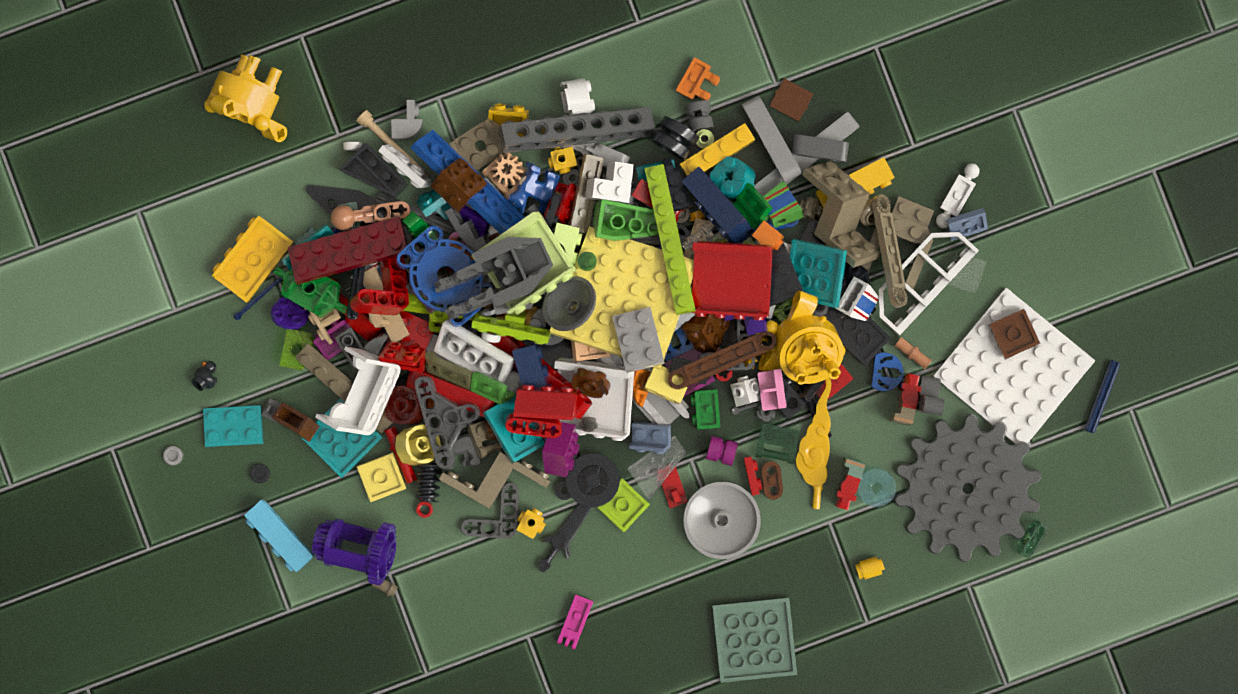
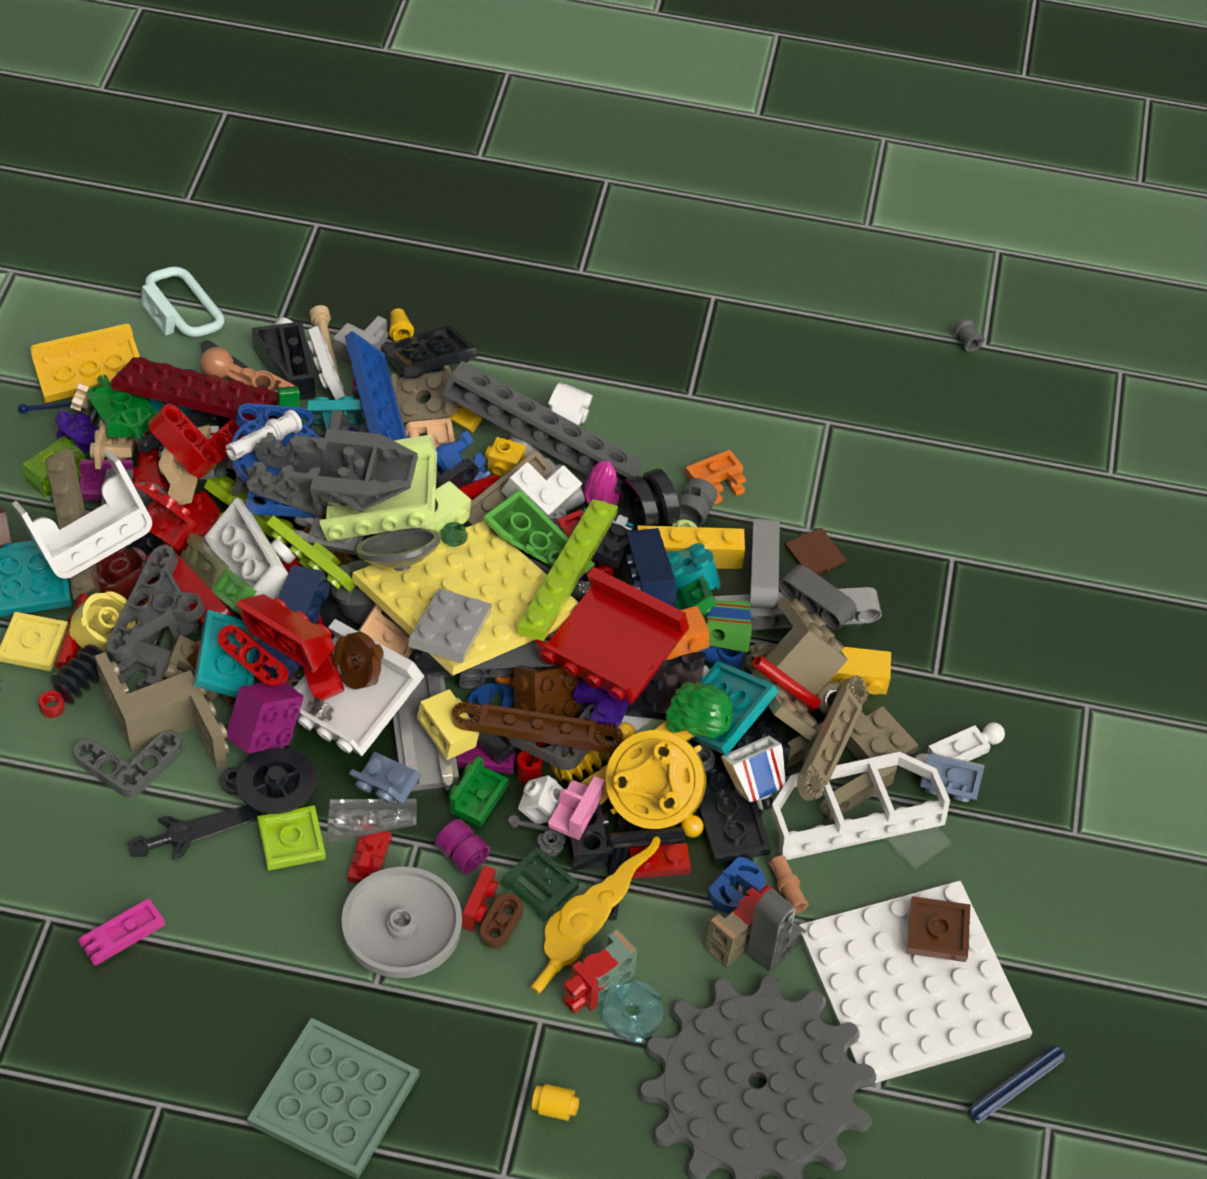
camera: 25 degrees right, 35 degrees down
(246, 98) = (211, 218): yellow piece -> none
(261, 181) = (165, 314): none -> light aqua bar
(273, 292) = (80, 399): none -> tan plate
(421, 92) = (400, 325): none -> yellow cone
(432, 265) = (279, 427): none -> white pin
(458, 107) = (429, 351): none -> black plate
(458, 184) = (365, 390): reddish brown bracket -> none
(500, 168) = (437, 424): light nougat gear -> none
(527, 529) = (162, 785): yellow brick -> none
(636, 145) = (601, 484): none -> dark pink piece
(640, 379) = (409, 710): orange slope -> none
(812, 296) = (700, 710): none -> green hair
(842, 232) = (786, 682): none -> red piece

